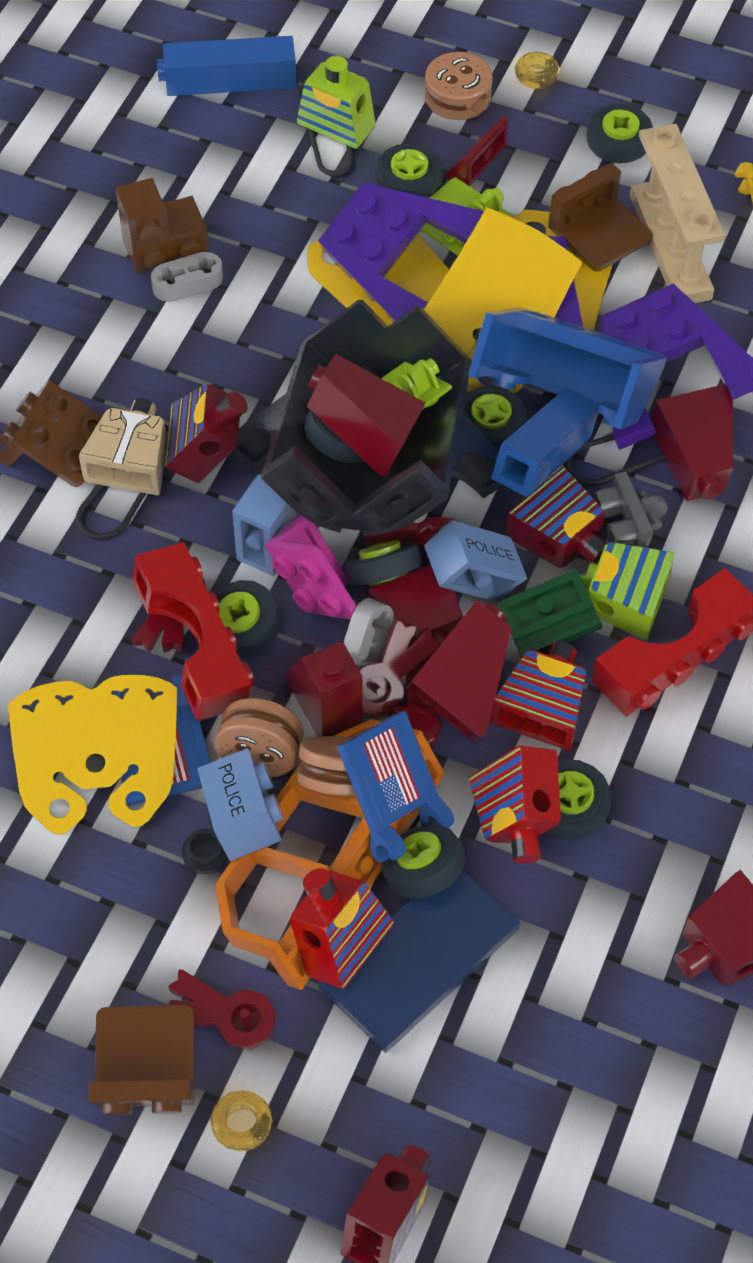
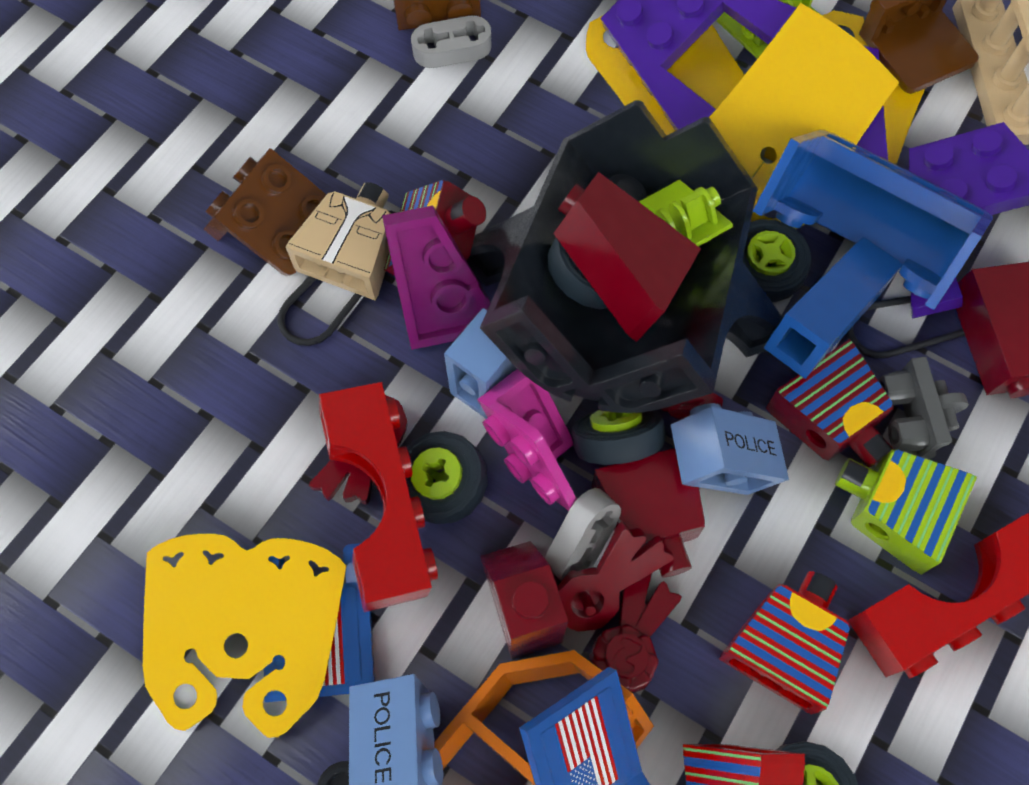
camera: 10 degrees right, 10 degrees up
(209, 463) = (432, 277): none -> magenta wing
(265, 729) = (435, 651): nougat head -> none
(322, 766) = (505, 702): nougat head -> none
(466, 671) = (701, 602): dark red slope -> none
(550, 613) = (810, 531): dark green plate -> none

